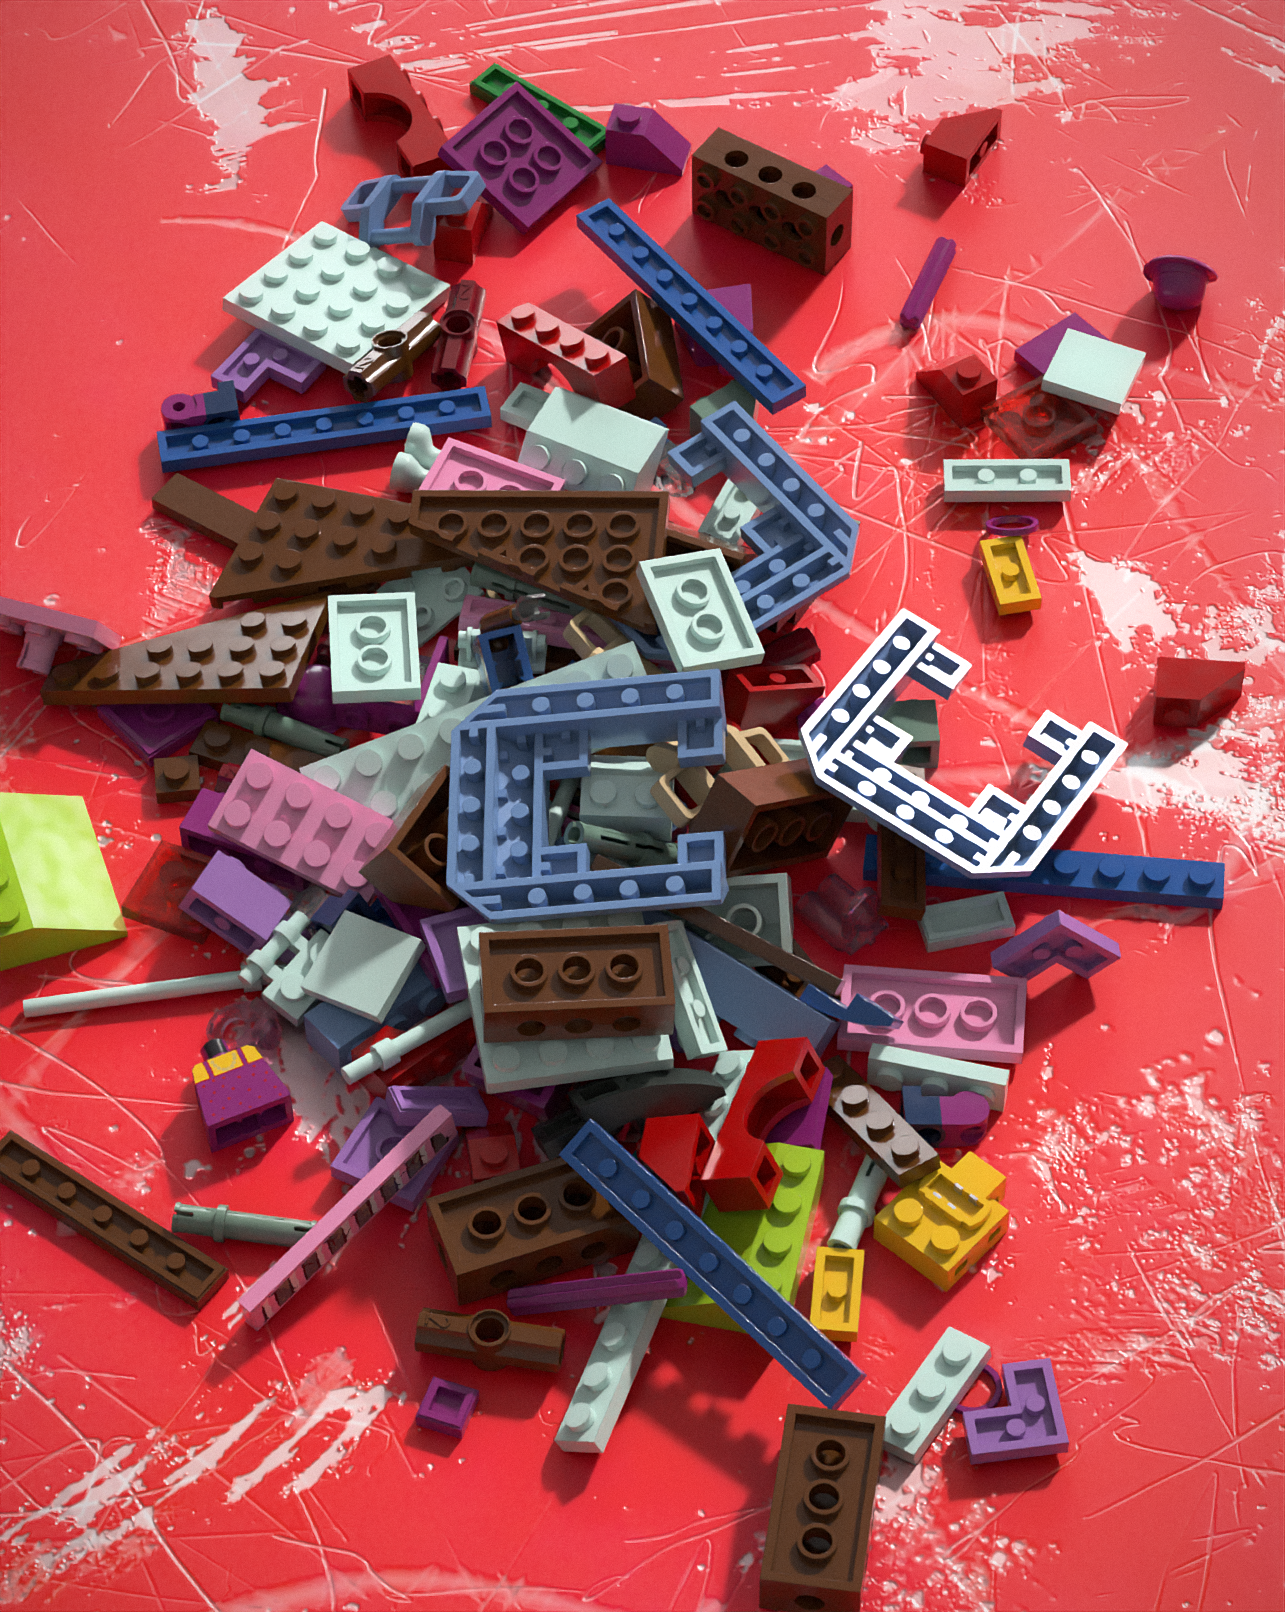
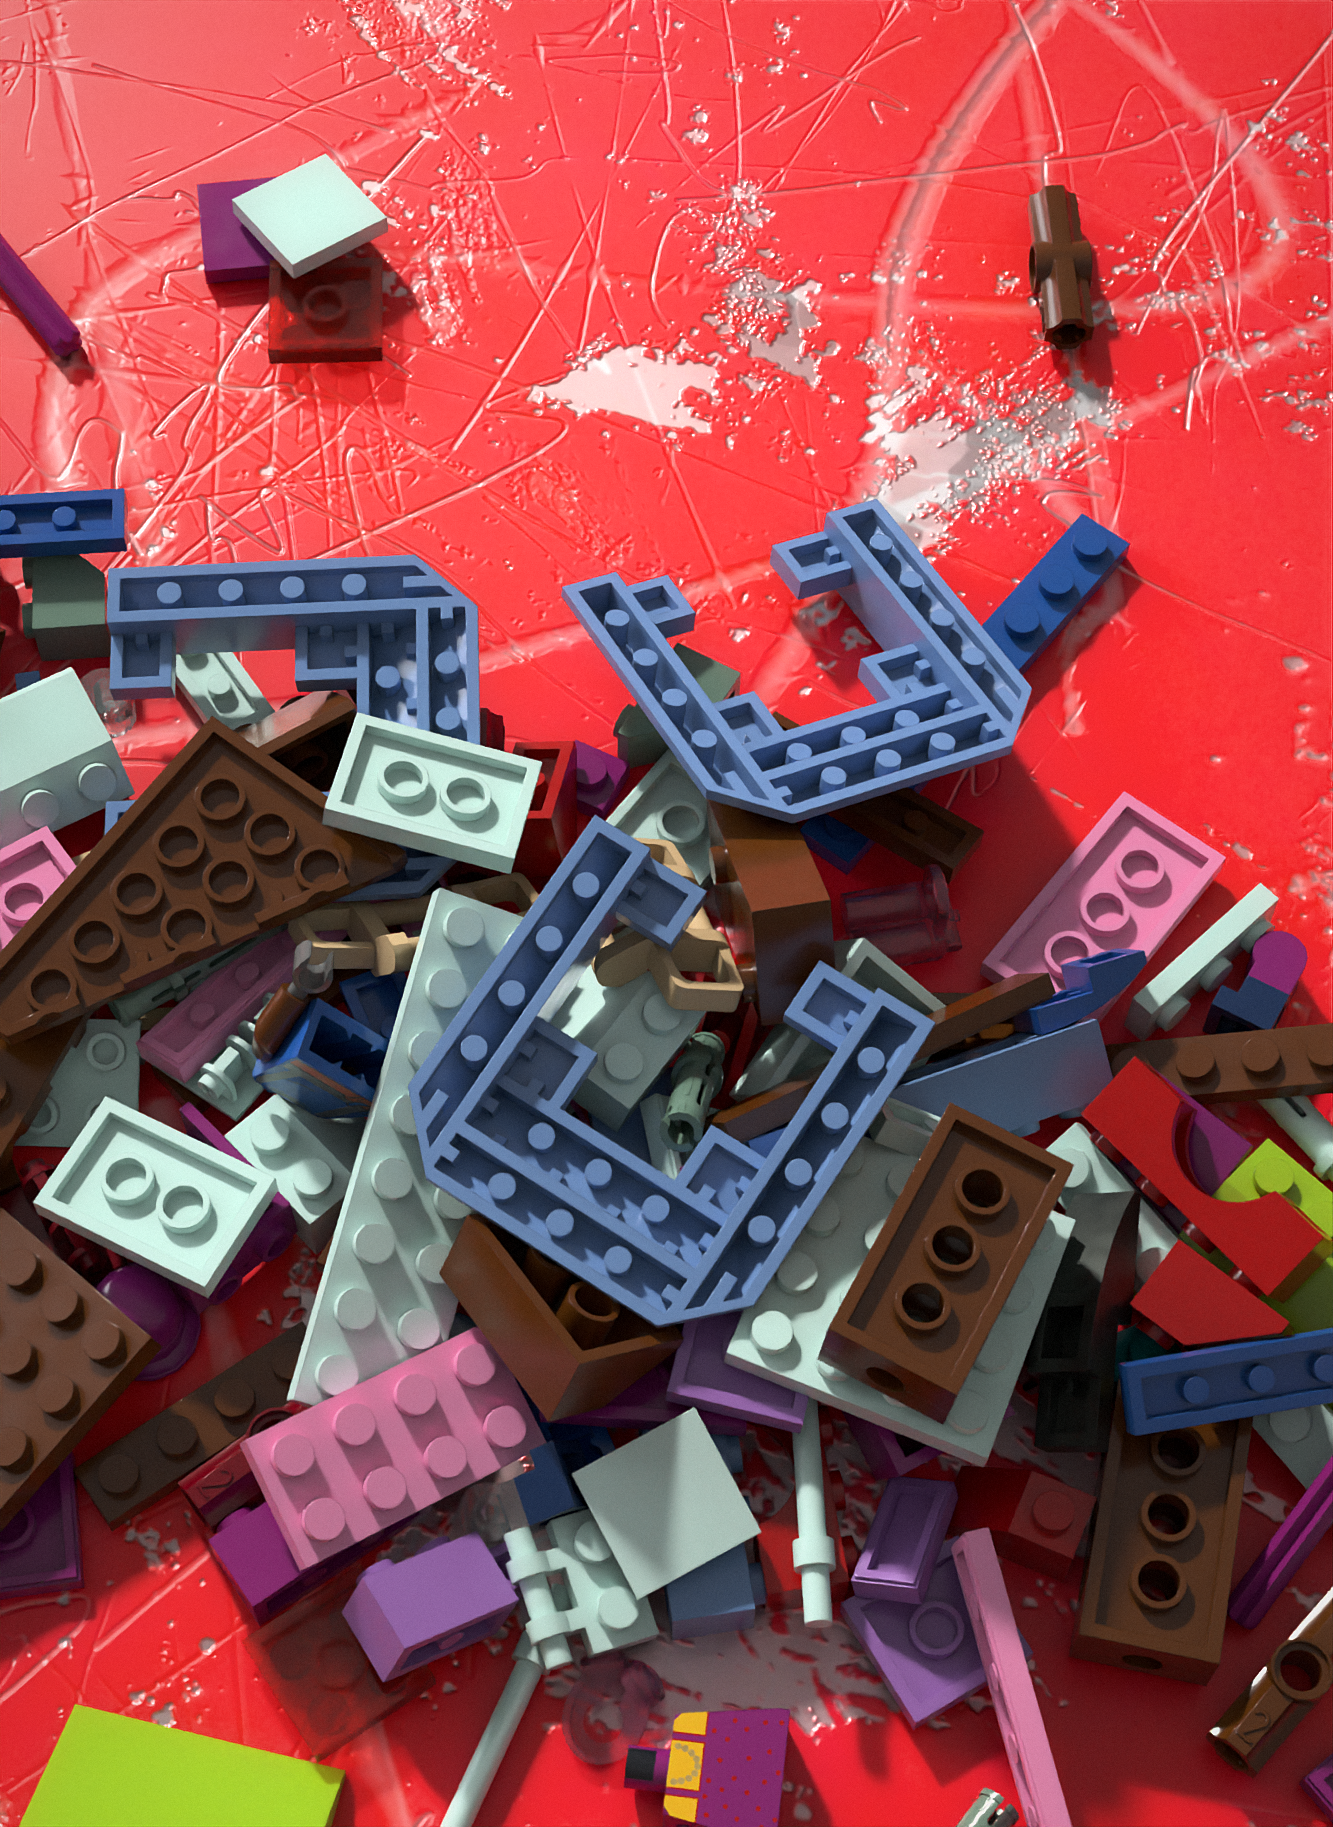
camera: 60 degrees left, 10 degrees up
(177, 779) = (137, 1563): reddish brown plate -> none
(268, 723) = (174, 1377): sand green pin -> none
(960, 387) = (212, 351): red slope -> none
(966, 922) = (990, 802): light aqua tile -> none
(1006, 480) = (388, 391): light aqua plate -> none
(1010, 575) = (528, 469): yellow plate -> none
(1033, 525) = (466, 439): magenta piece -> none
(1054, 941) = (1119, 725): medium lavender plate -> none
(1179, 280) = (248, 65): magenta hat -> none
(1194, 689) = (825, 402): red slope -> none

